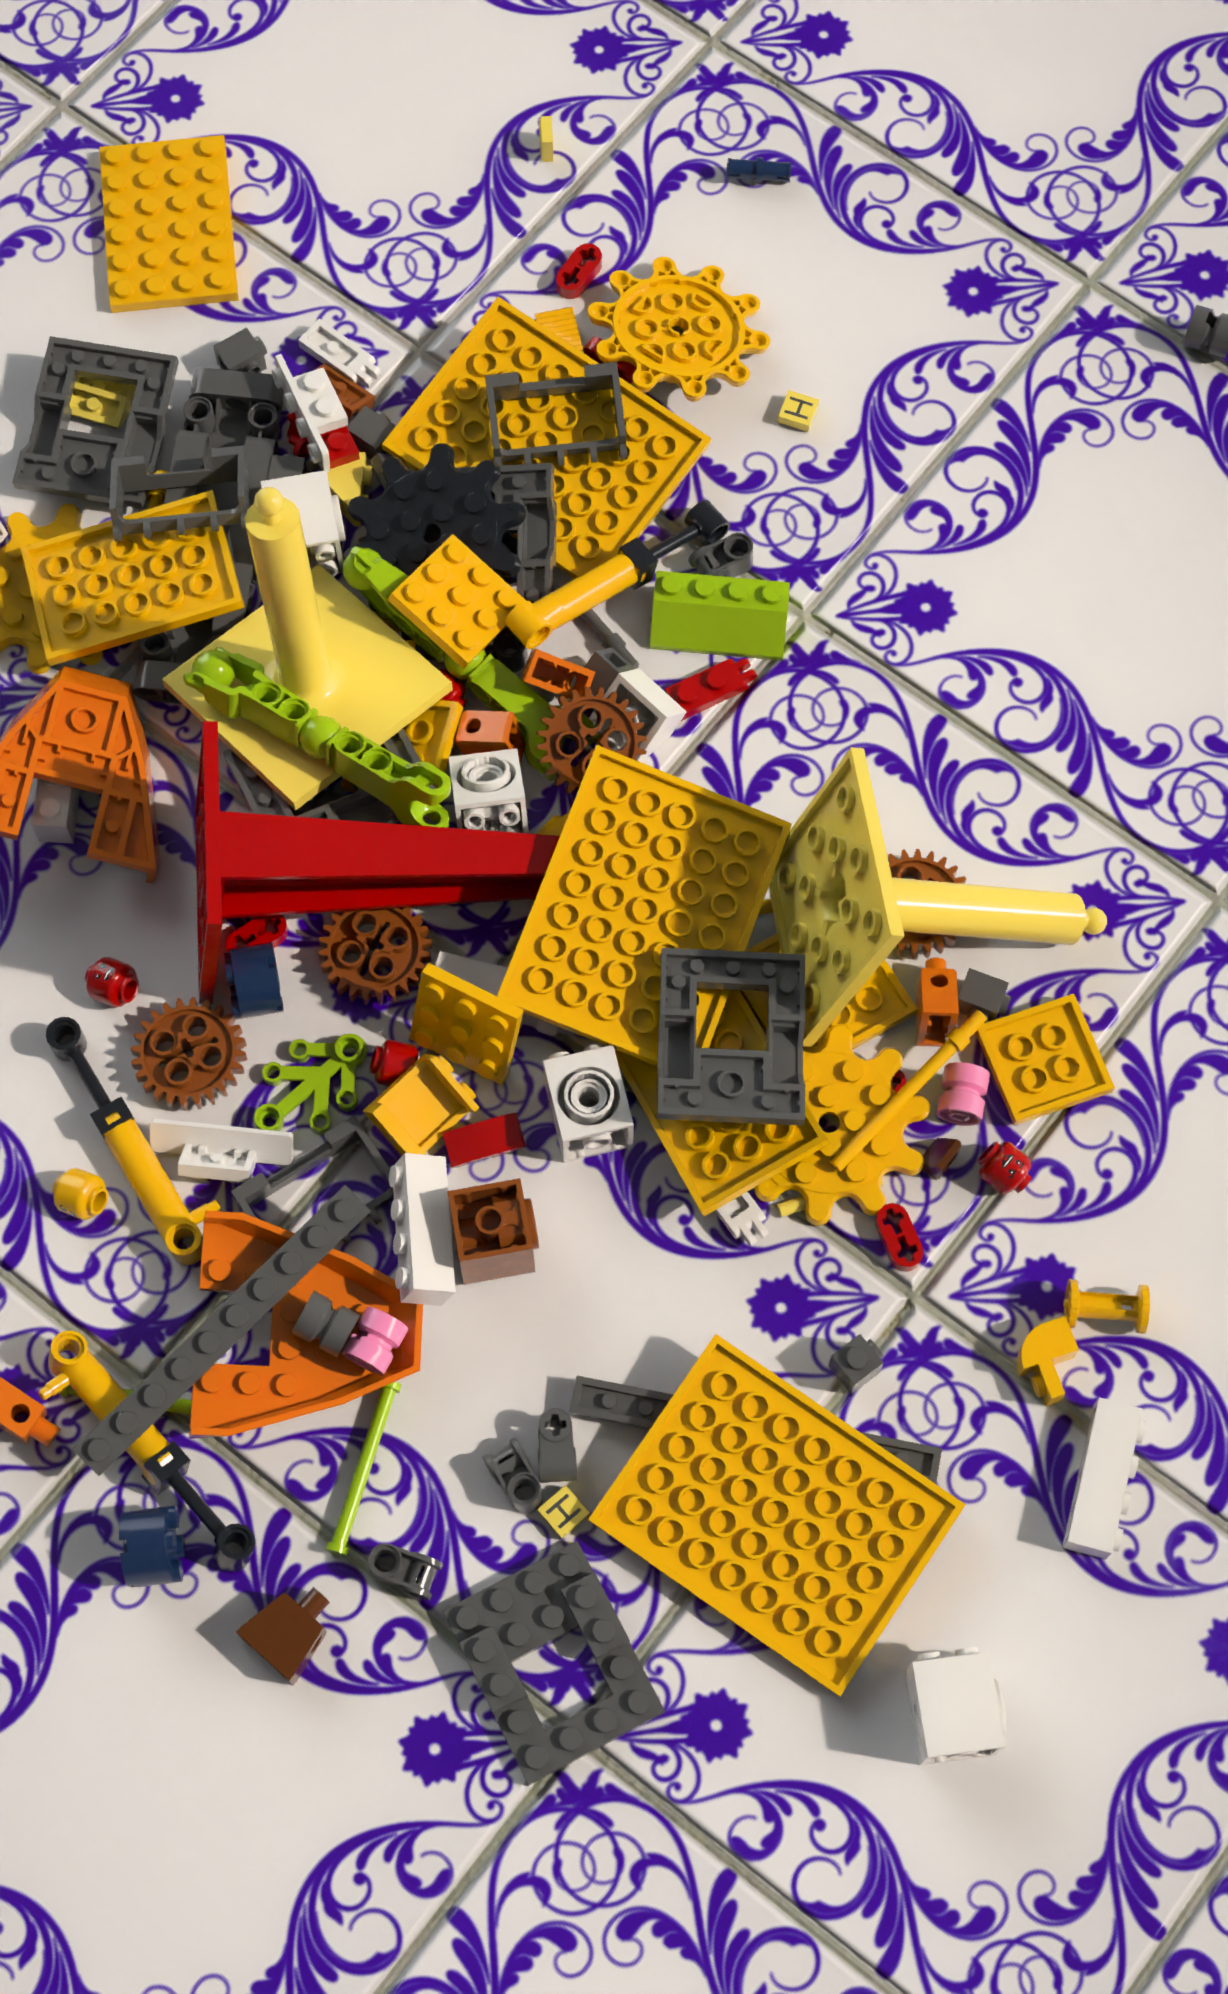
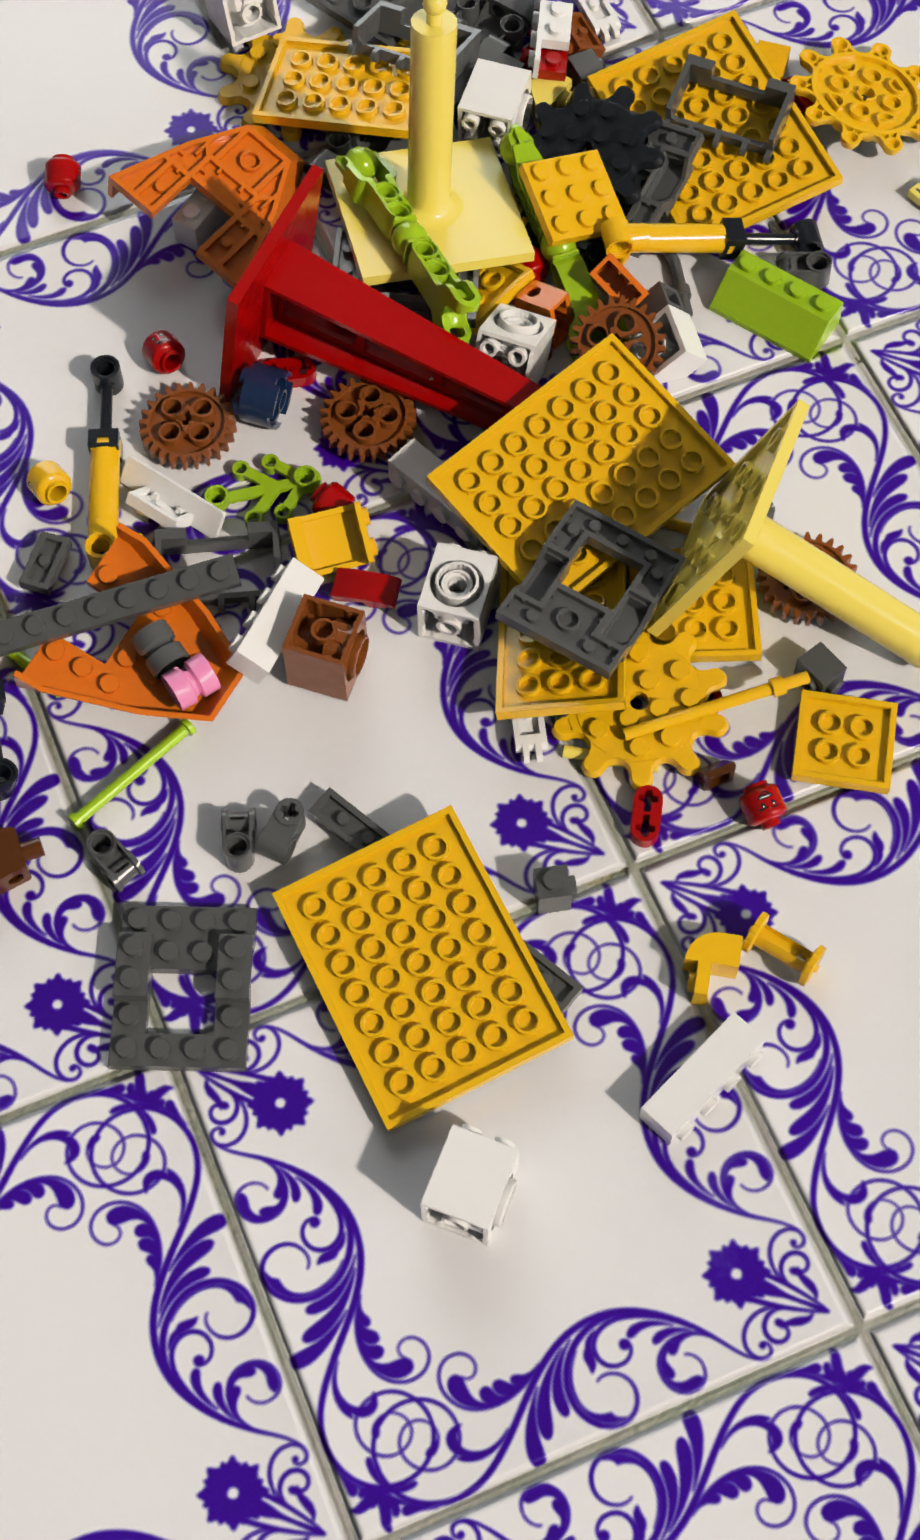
camera: 30 degrees right, 5 degrees down
(131, 1285) = (45, 563): none -> dark grey plate
(465, 1024) = (398, 493): yellow plate -> none
(563, 1512) = (259, 883): light yellow tile -> none
(573, 268) = (813, 30): red beam -> none
(711, 686) = (740, 355): red hinge -> none
(936, 1003) = (782, 645): orange torso -> none
(963, 1091) = (761, 733): bright pink wheel -> none

